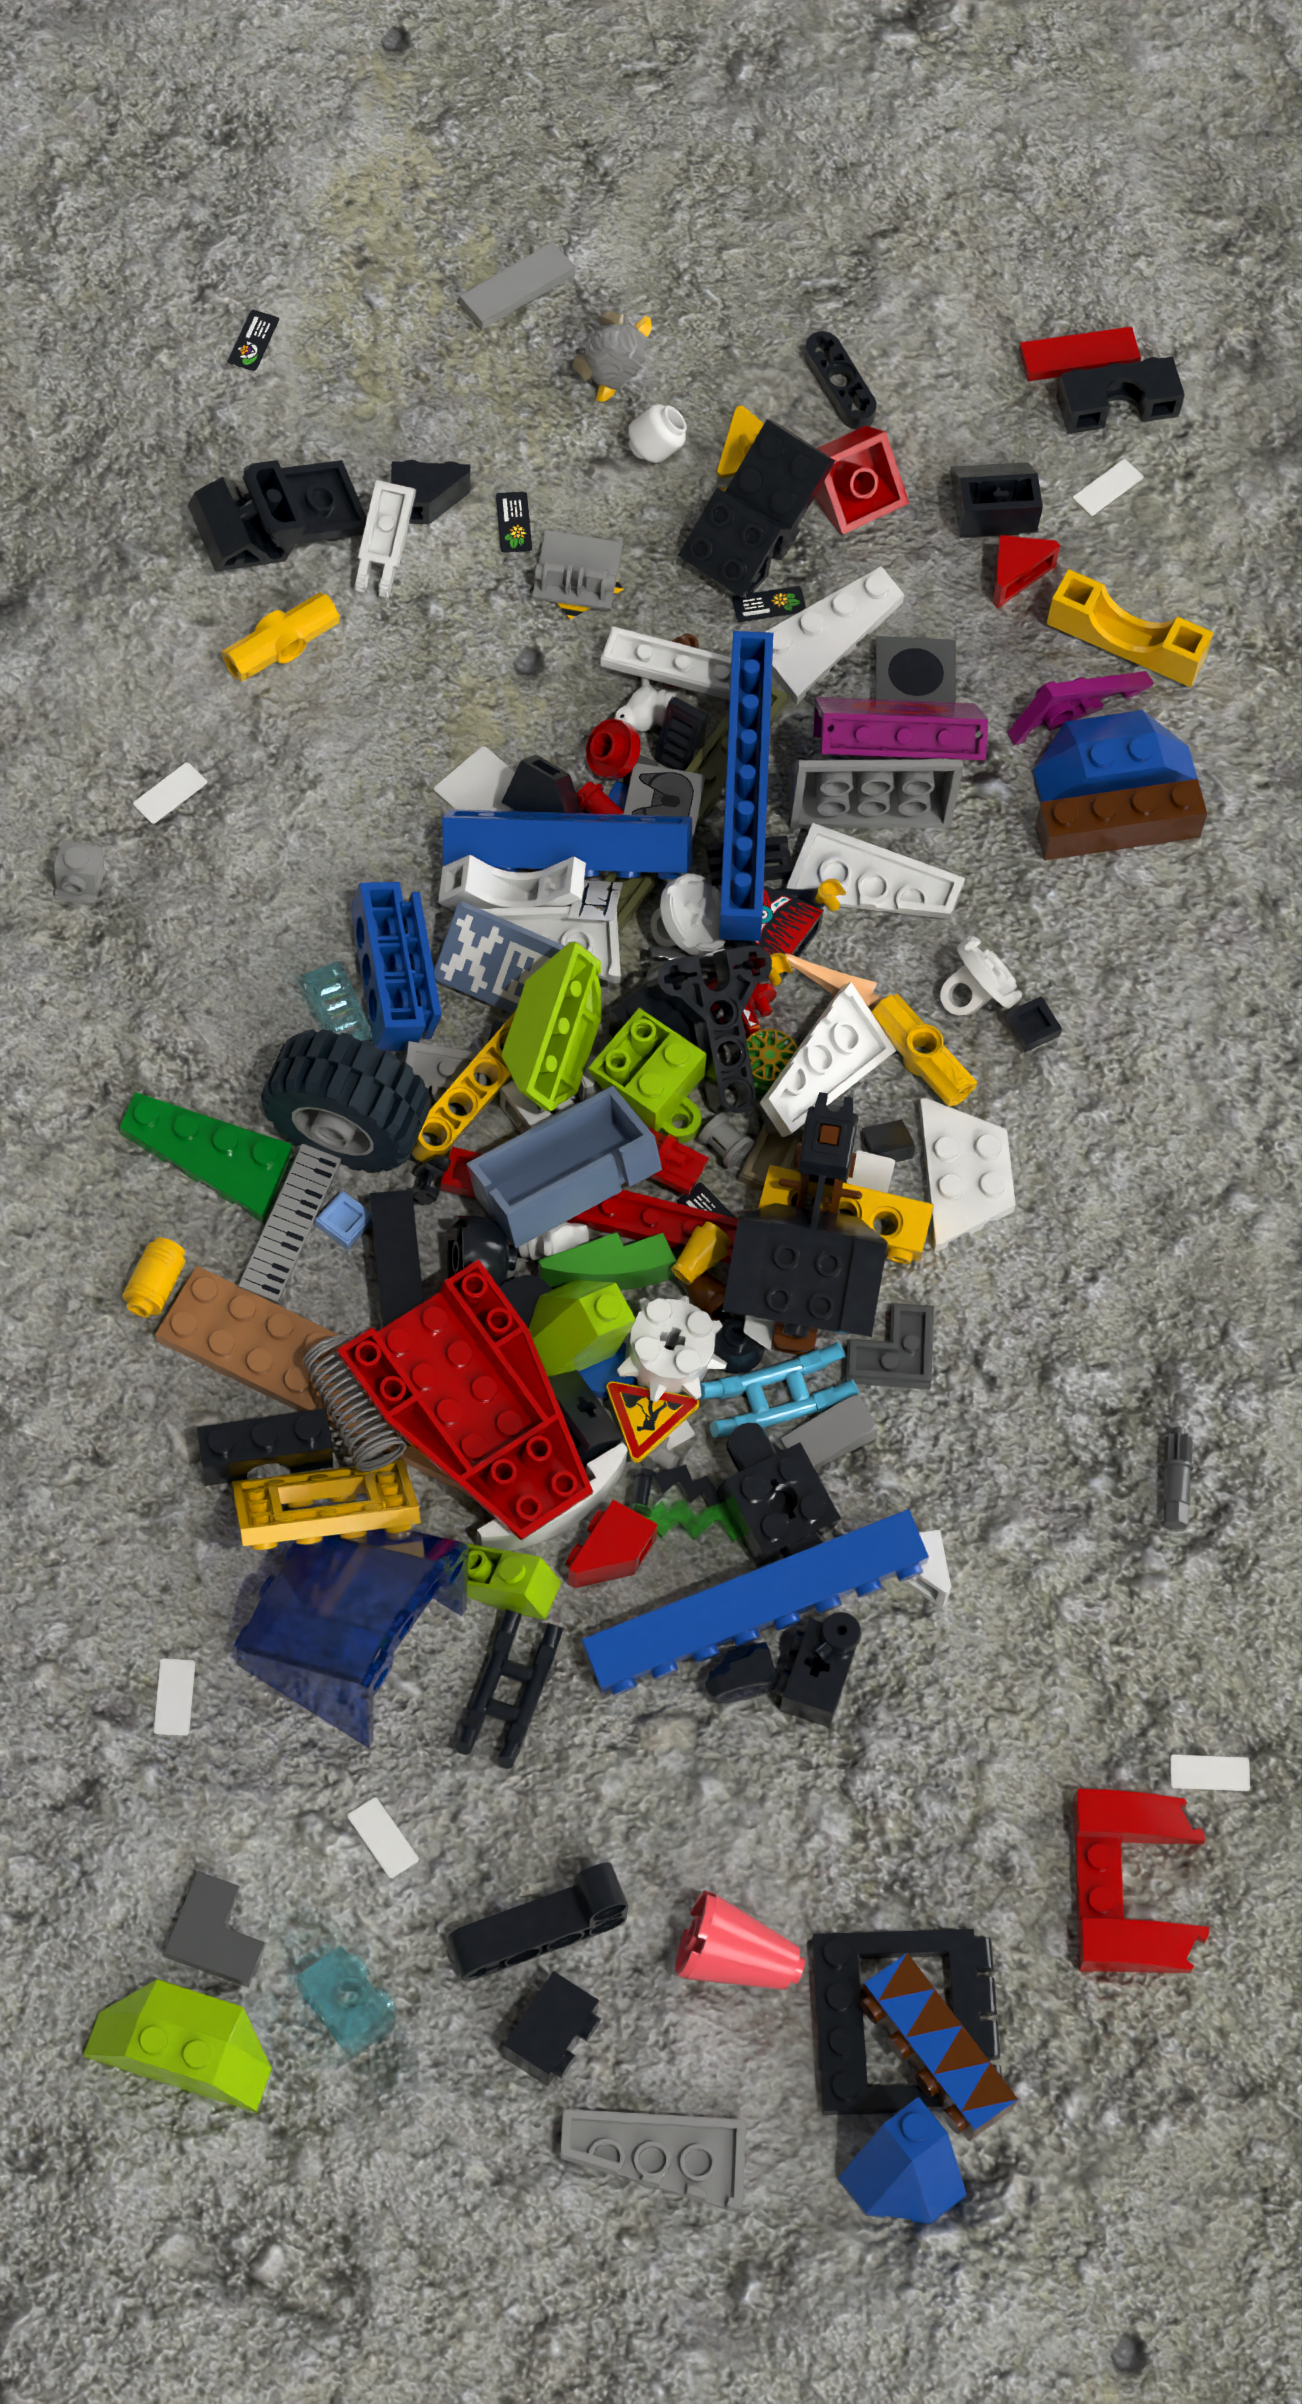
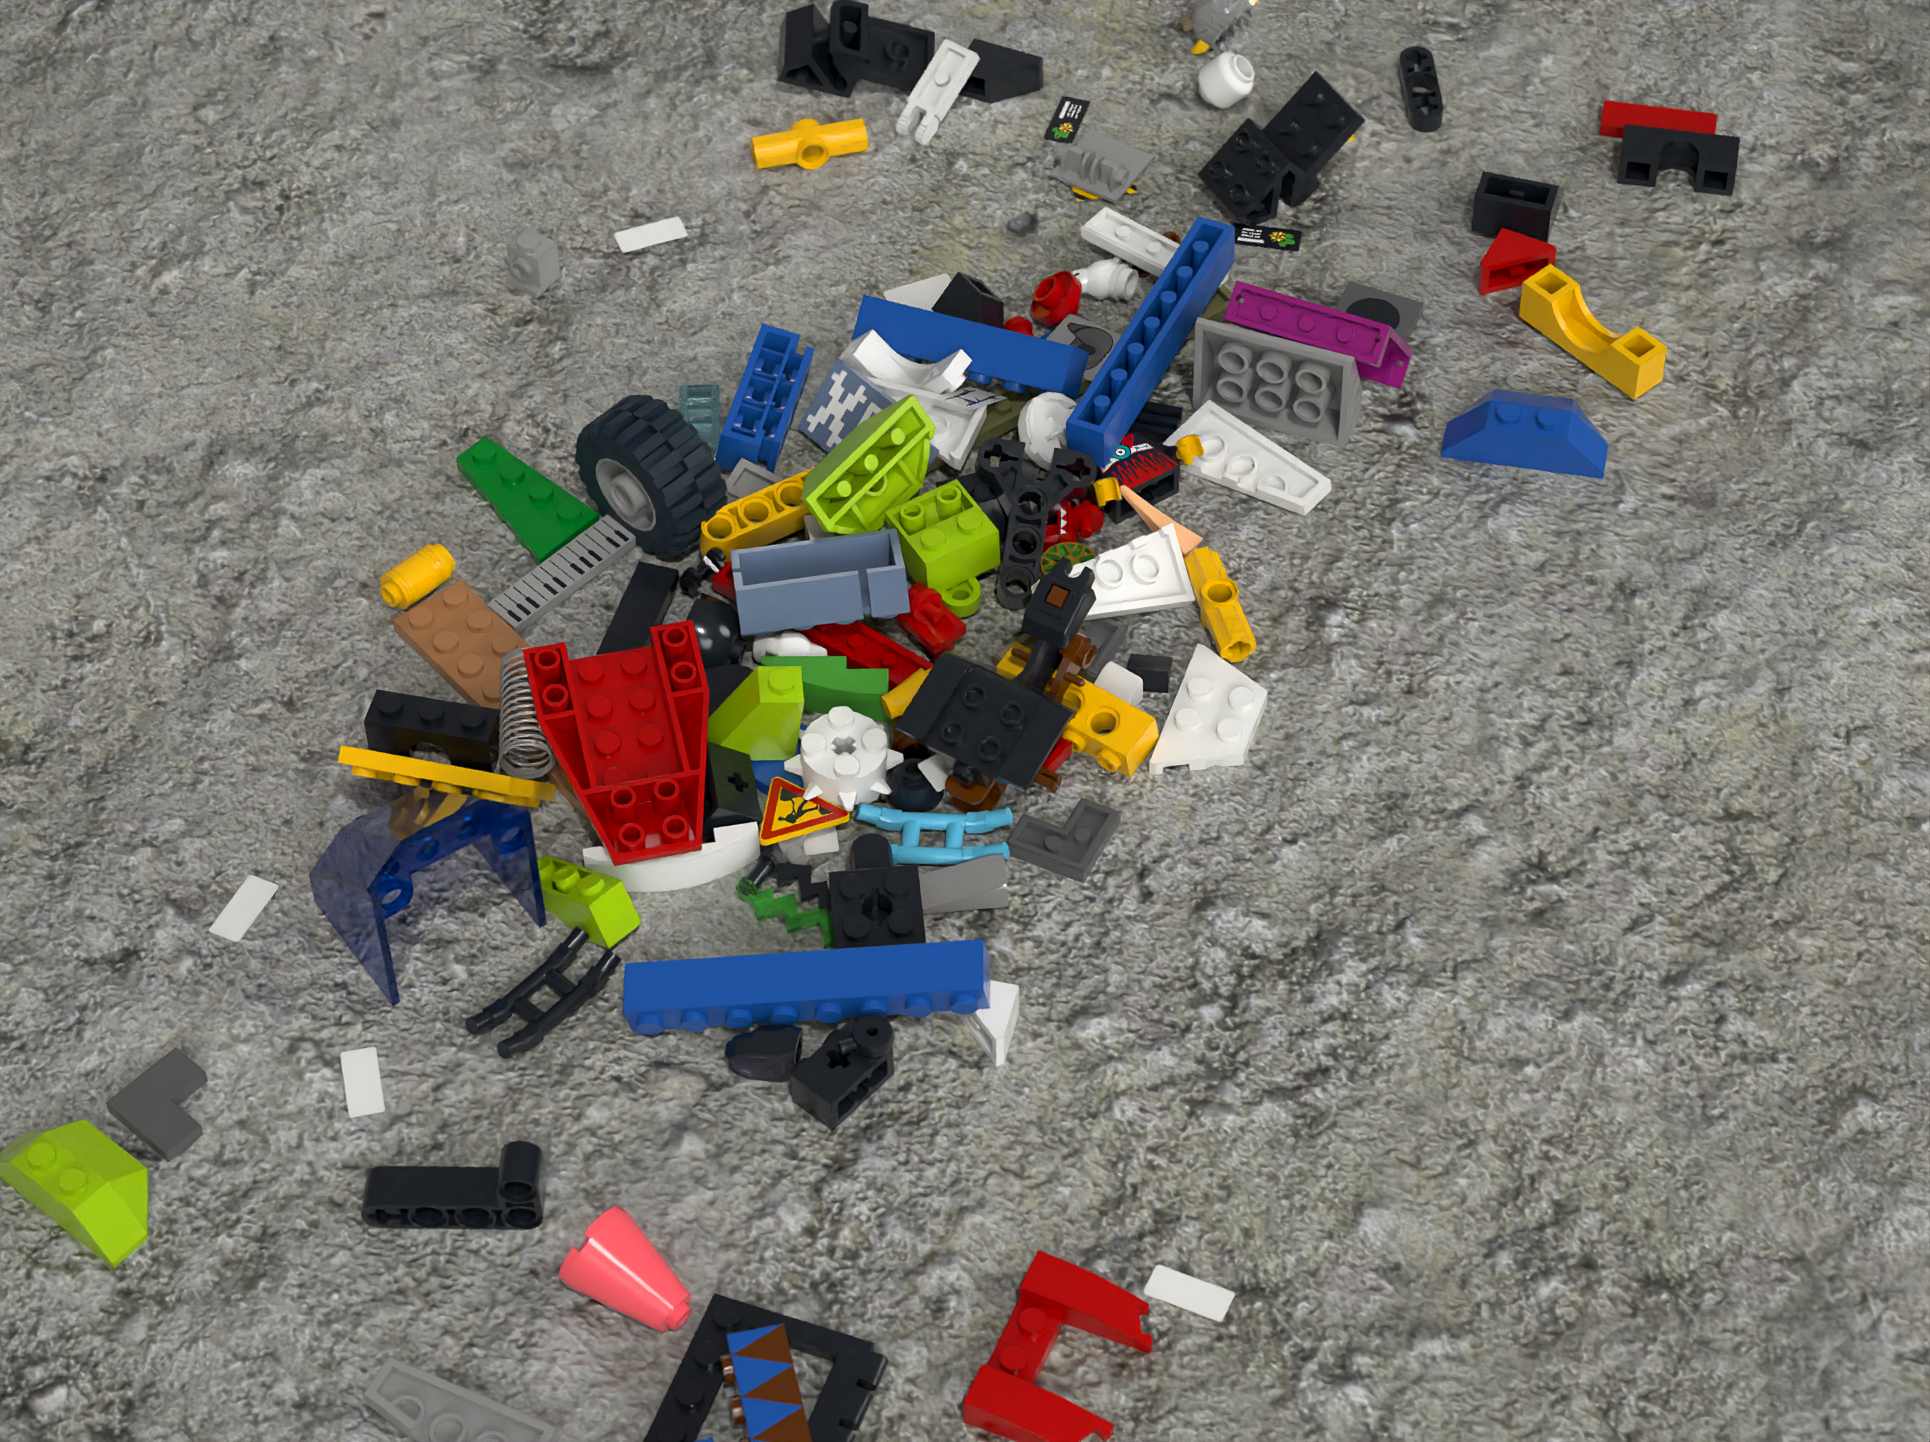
camera: 30 degrees right, 15 degrees down
(344, 1220) = (609, 585): light blue tile -> none
(351, 2027) = (241, 1220): clear light blue brick -> none
(551, 2029) = (418, 1285): black brick -> none
(614, 1548) = (703, 910): red slope -> none
(680, 735) = (1120, 301): black slope -> none
(726, 1140) = (994, 622): light grey bush -> none
(830, 629) = (1314, 264): white wing -> none
(862, 480) = (1393, 160): red slope -> none
(985, 977) = (1306, 561): white tile -> none
(1033, 1024) = (1338, 616): black plate -> none
(1074, 700) = (1498, 367): magenta wing -> none
(1108, 487) = (1635, 231): white sticker -> none
(1120, 819) = (1507, 477): reddish brown brick -> none
(1177, 1478) = (1288, 1019): dark grey piece -> none

